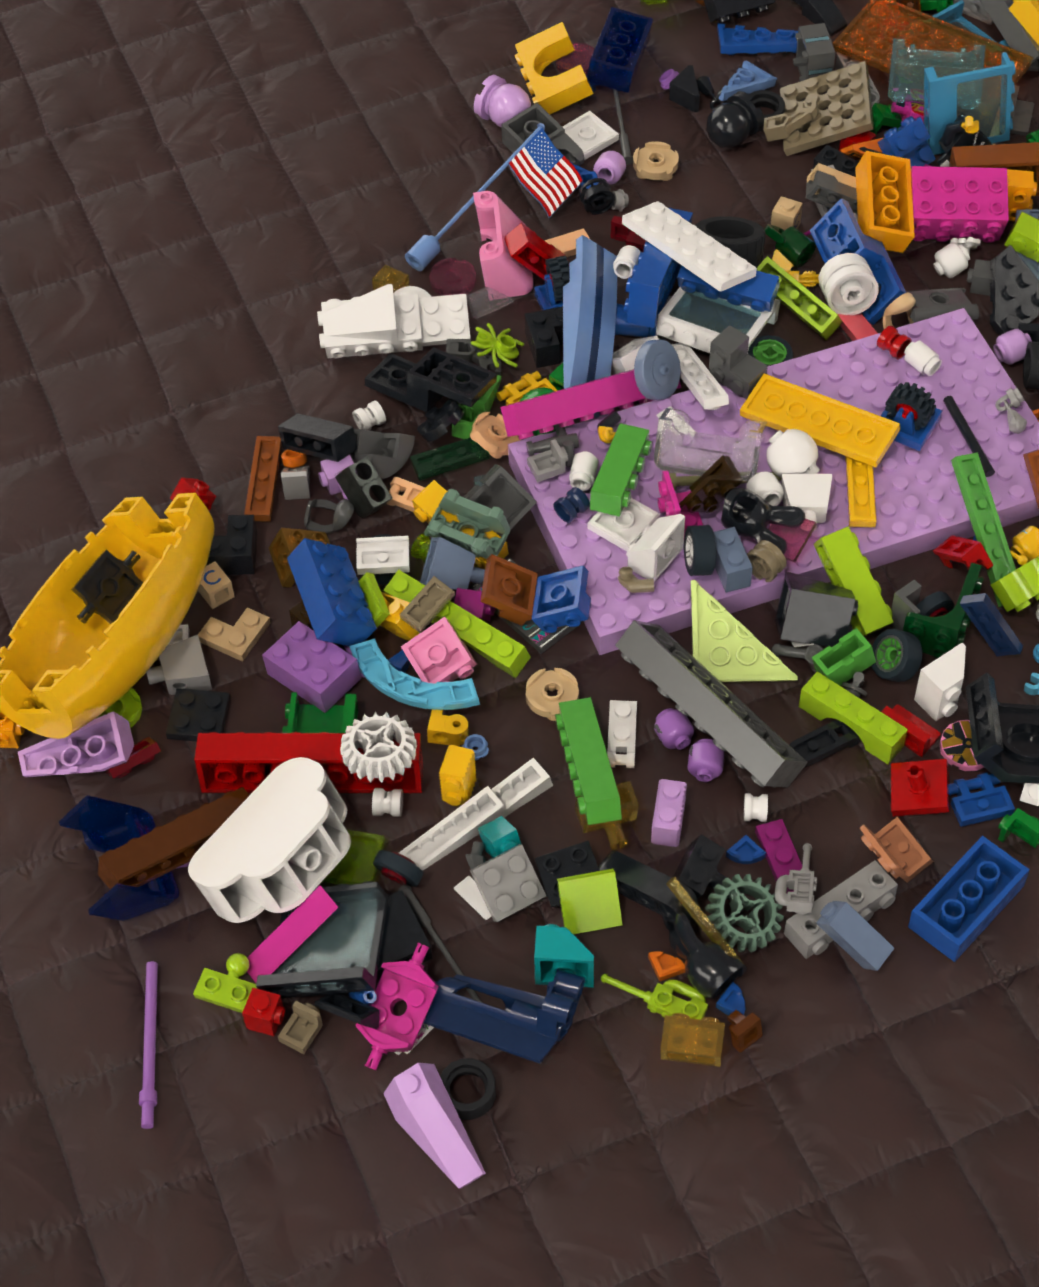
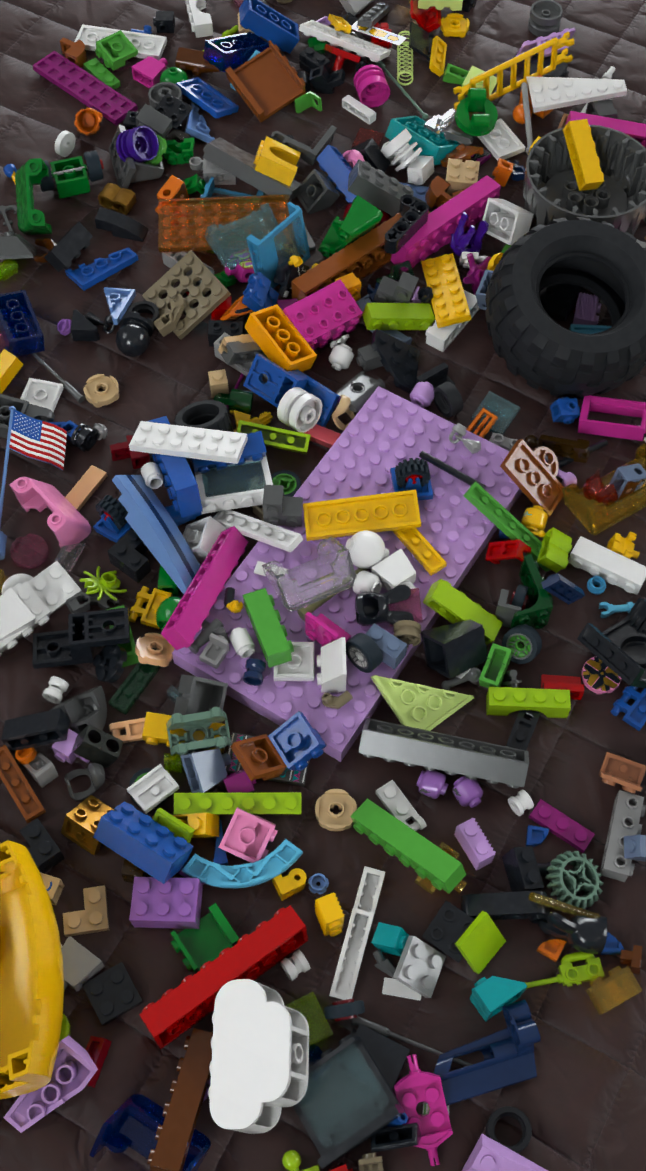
camera: 40 degrees left, 5 degrees up
(291, 934) = (313, 1112): dark pink sticker -> none
(381, 755) = (285, 937): white gear -> none
(427, 604) = (217, 807): dark tan plate -> none
(530, 249) = (80, 503): red piece -> none
(610, 166) = (76, 411): lavender head -> none
(657, 370) = (234, 541): sand blue wheel -> none
(712, 487) = (338, 602): dark brown bracket -> none
(802, 883) = (592, 835): light grey piece -> none
(814, 51) = (149, 260): dark grey container -> none
(893, 342) = (357, 434): red wheel -> none
(919, 787) = (600, 722): red tile -> none
(922, 358) = (386, 435): white brick -> none
(941, 683) = (565, 645): white slope -> none

